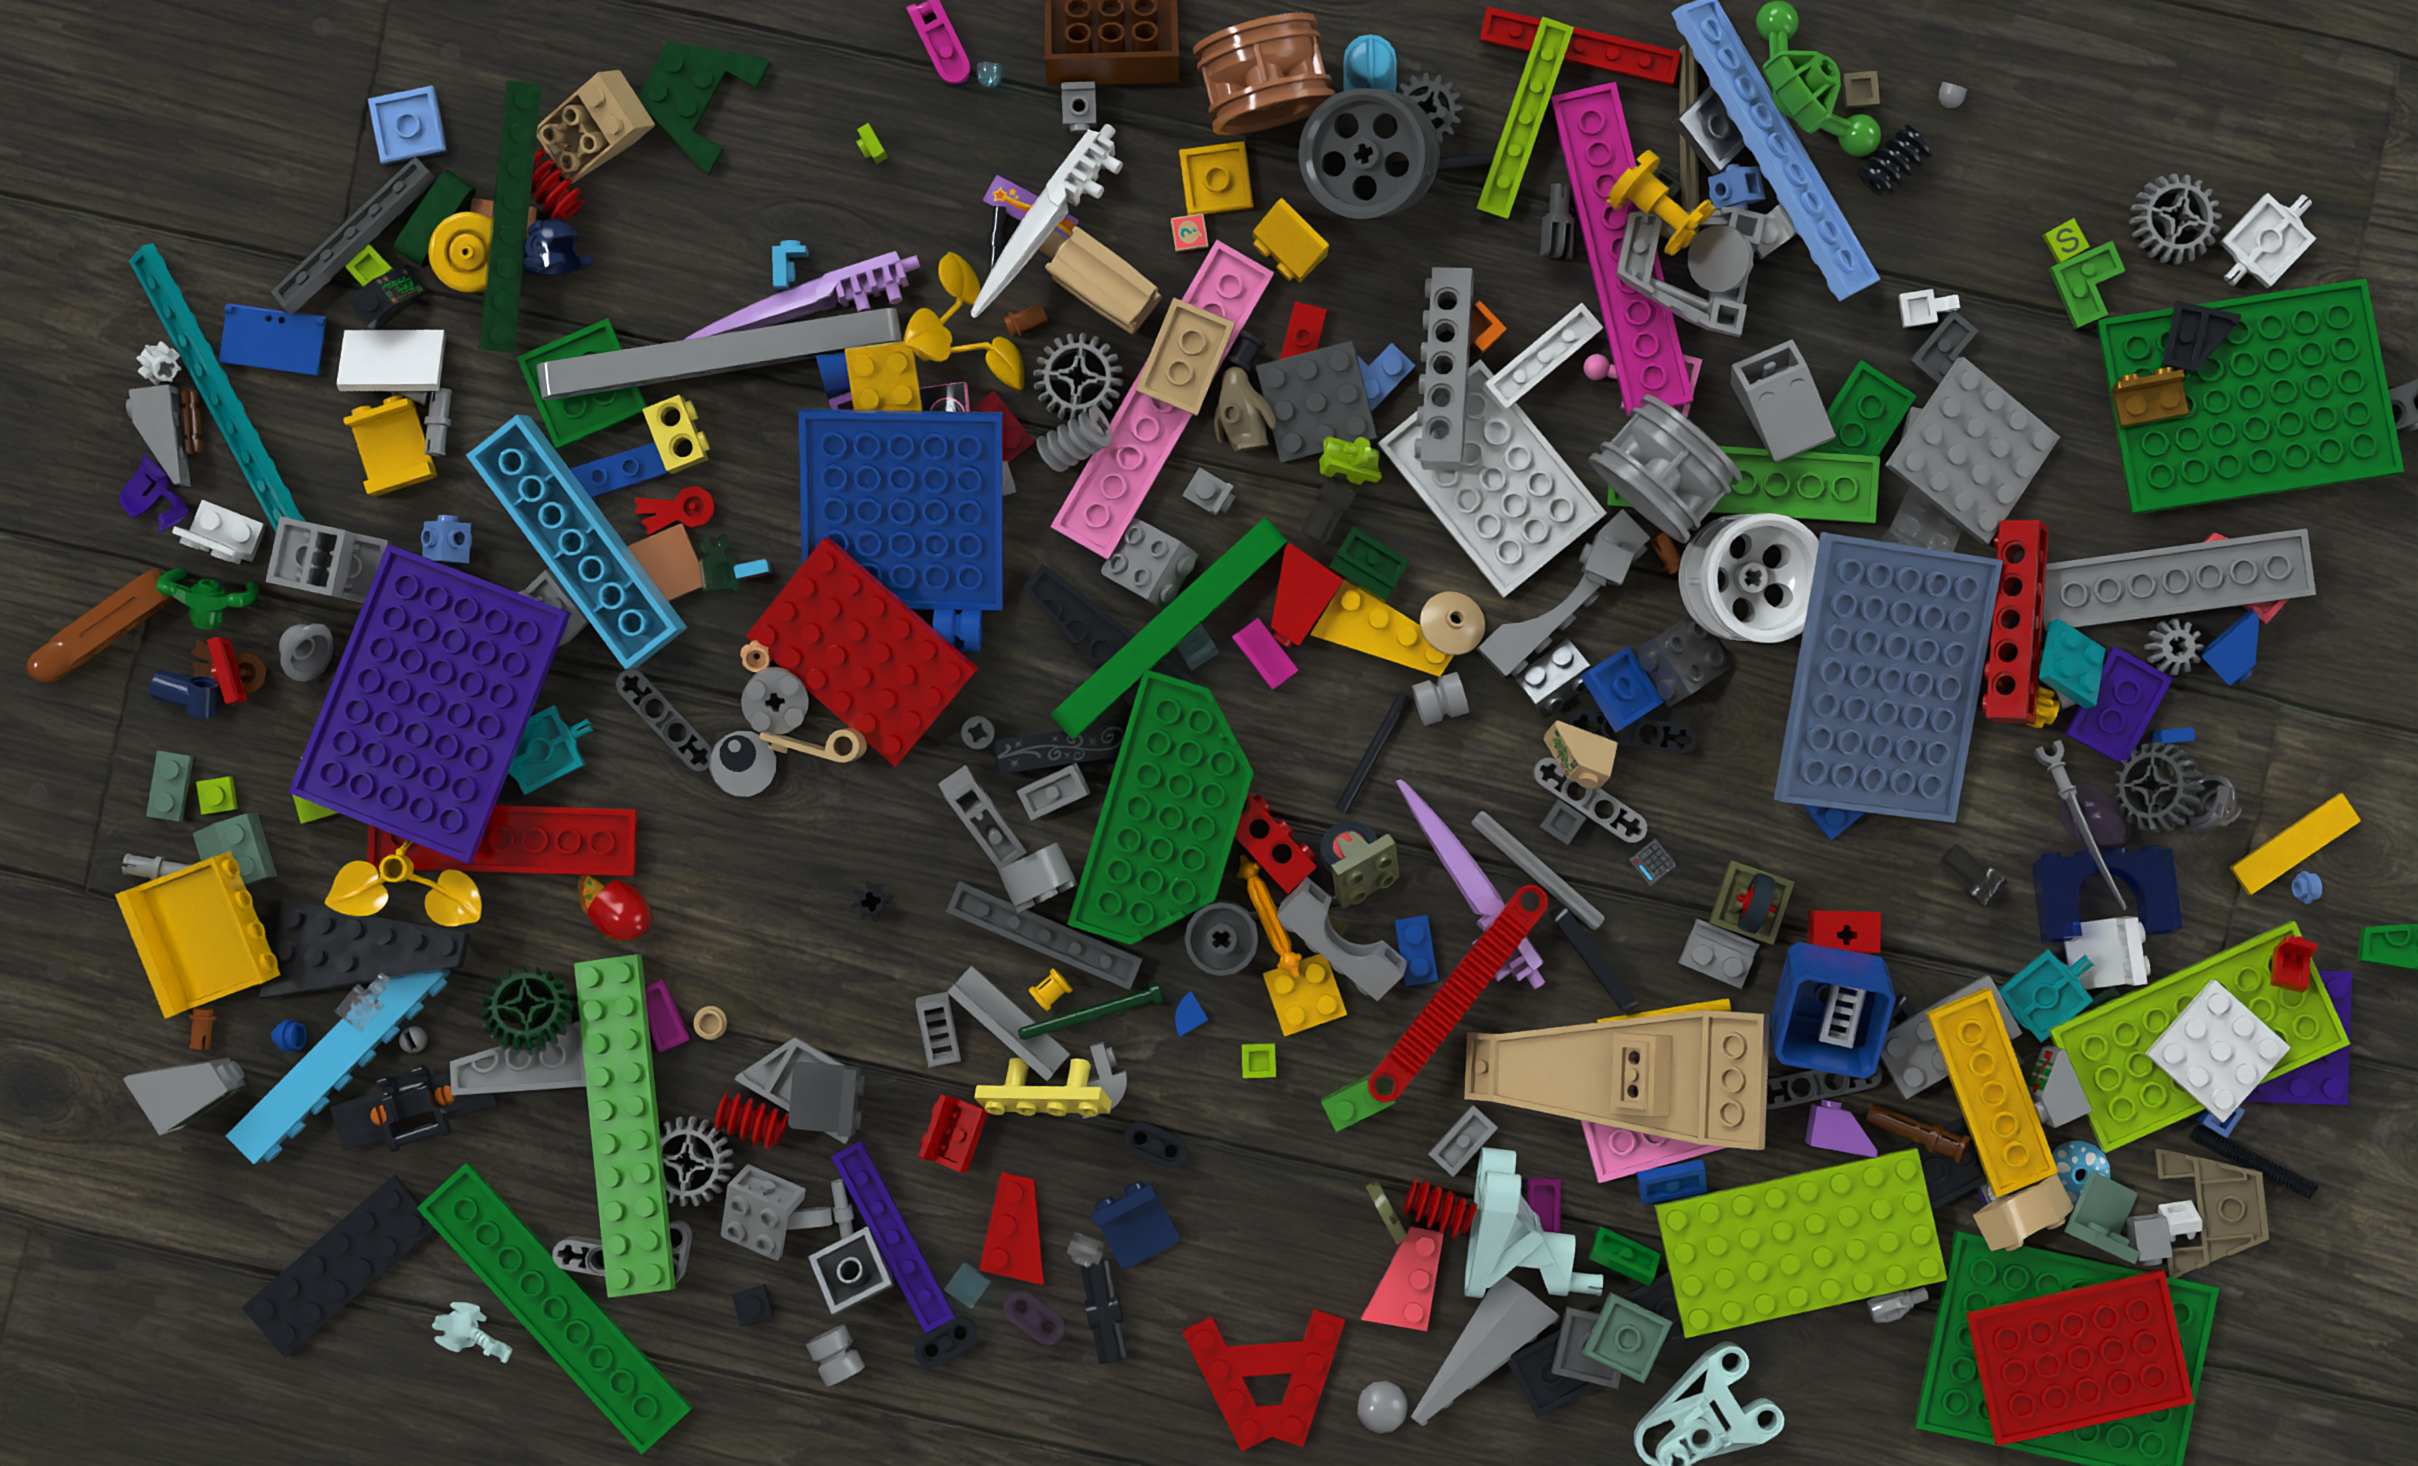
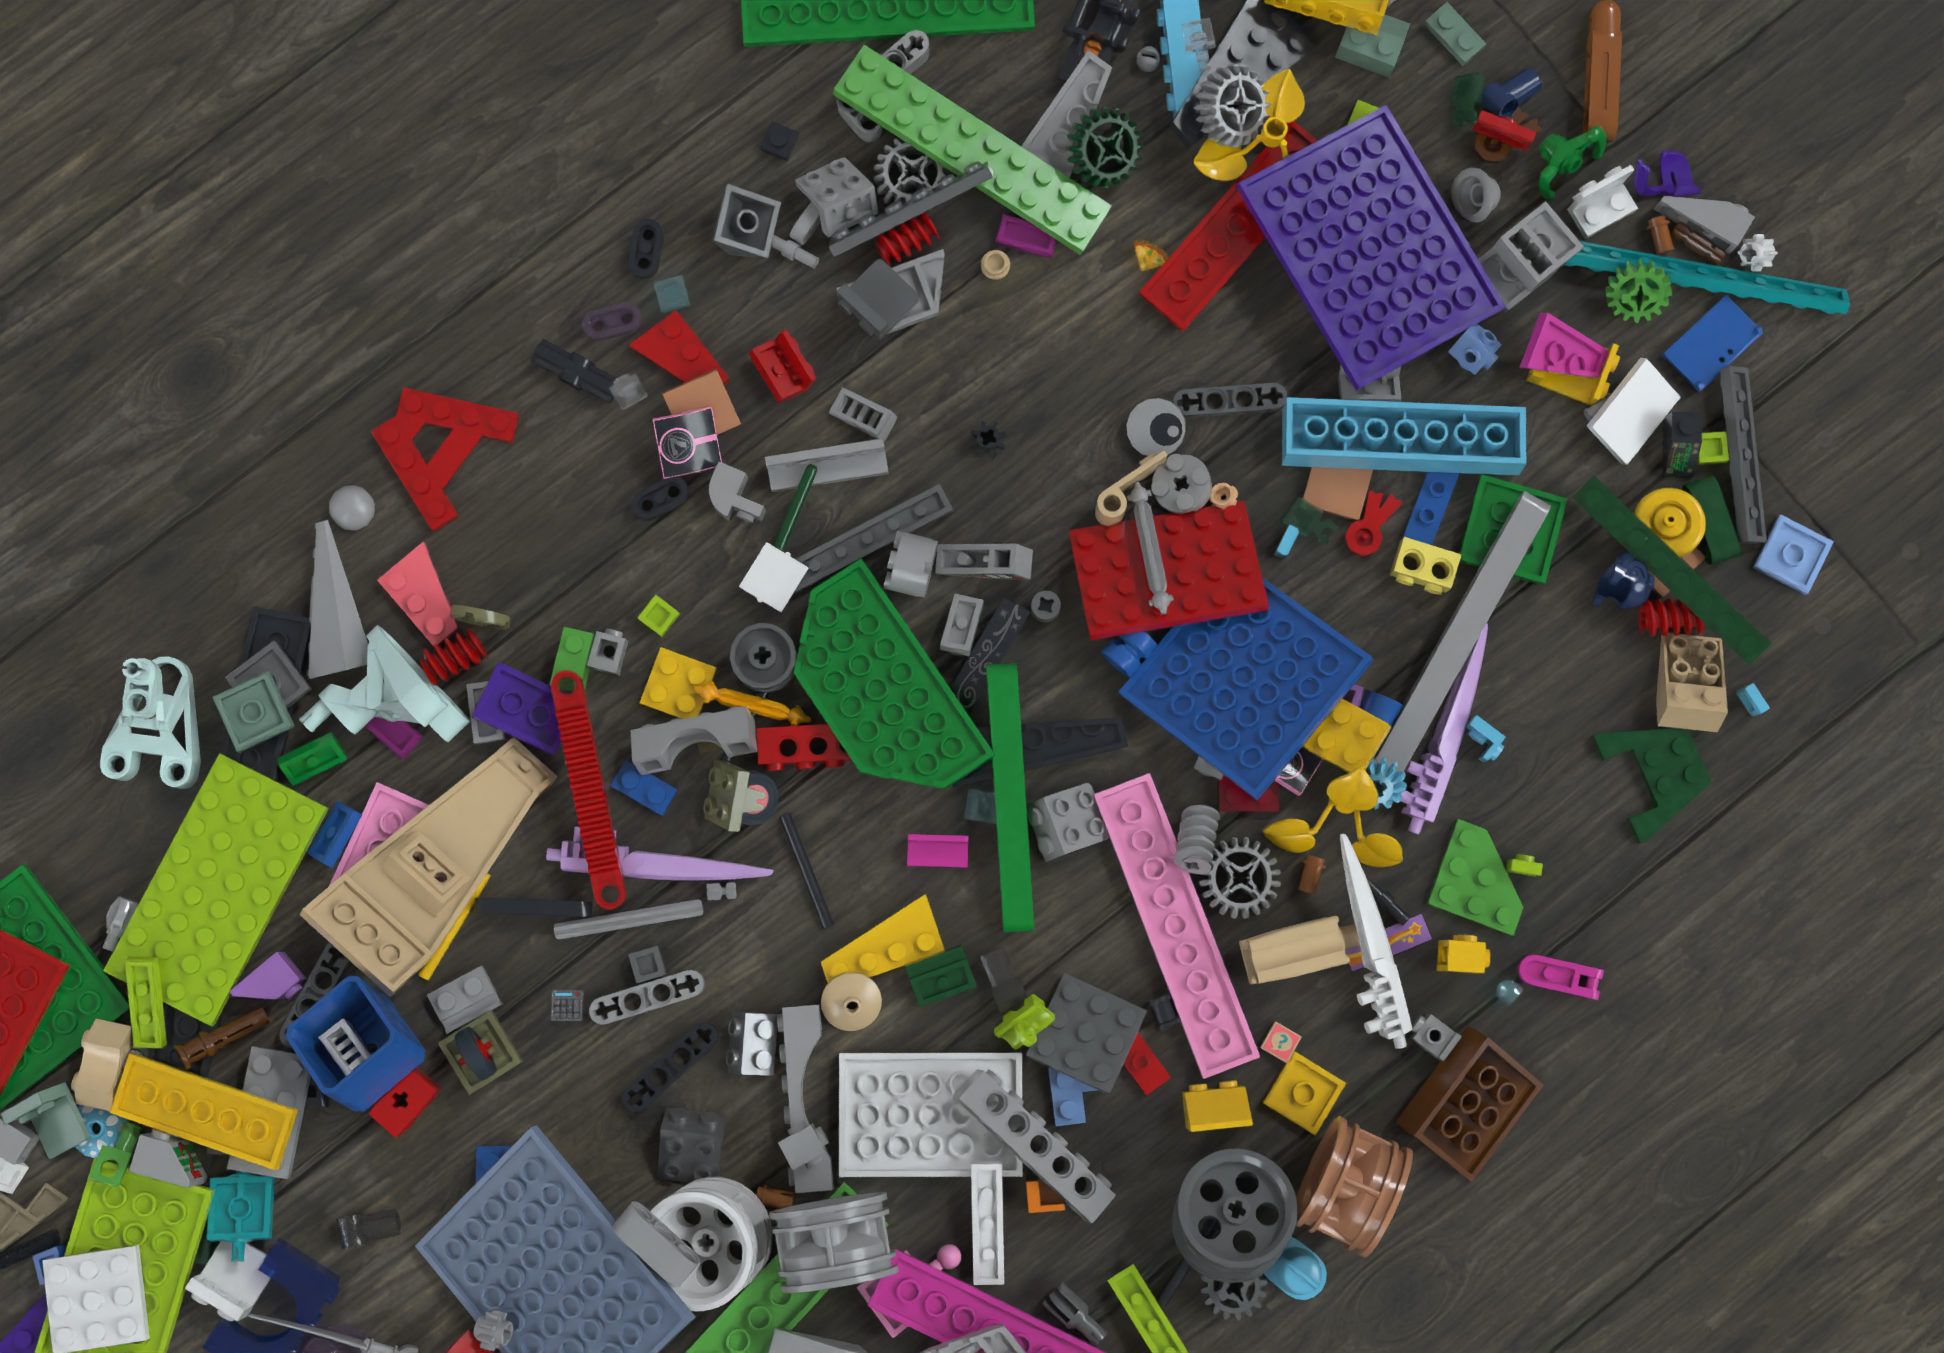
camera: 125 degrees right, 5 degrees down
(210, 460) = (1660, 234): none -> dark orange pin
(217, 795) = (1423, 60): lime plate -> none
(221, 730) = (1467, 94): none -> clear green plate
(288, 453) = (1650, 294): none -> bright green gear
(387, 463) = (1562, 350): none -> dark pink wing
(394, 943) = (1232, 87): none -> light grey gear
(438, 422) = (1564, 409): light grey pin -> none
(547, 750) = (1274, 303): teal plate -> none
(566, 61) = (1752, 700): none -> medium azure tile
(620, 912) = (1120, 263): red piece -> none
(712, 1130) = (921, 201): none -> dark grey plate
(835, 1355) = (699, 167): light grey wheel -> none
(855, 681) = (1150, 548): none -> light grey wheel
(889, 313) = (1393, 781): none -> medium azure gear
(893, 1236) = (746, 270): dark purple plate -> none
(917, 176) = (1475, 882): none -> bright green plate
(991, 135) = (1462, 955): none -> yellow brick
(1048, 1174) = (701, 393): none -> nougat tile
(1050, 989) = (826, 512): yellow bush -> none
(1054, 1100) = (747, 450): light yellow plate -> none
(1088, 1160) = (687, 442): none -> black slope
(1135, 1224) = (618, 440): dark blue bracket -> none
(1144, 987) = (773, 577): none -> white piece
(1185, 357) = (1193, 964): tan plate -> none
(1189, 1014) = (730, 594): blue tile -> none
(1209, 492) = (1083, 905): light grey bracket -> none
(1242, 413) = (1121, 973): dark tan animal -> none
(1301, 596) = (957, 909): red slope -> none
(1338, 1080) = (598, 659): none -> light grey brick
(1435, 1111) = (520, 708): none -> dark purple plate
(1440, 698) = (804, 948): light grey wheel -> none
(1453, 815) = (715, 891): none -> light grey piece
(1581, 754) = (682, 1016): tan slope -> none
(1621, 689) = (705, 1083): blue plate -> none
(1789, 614) = (656, 1244): none -> light grey beam
(1943, 1220) = (145, 1002): none -> lime tile
(1969, 695) = (493, 1330): none -> light grey gear
(2084, 1135) = (120, 1153): none -> bright green bracket

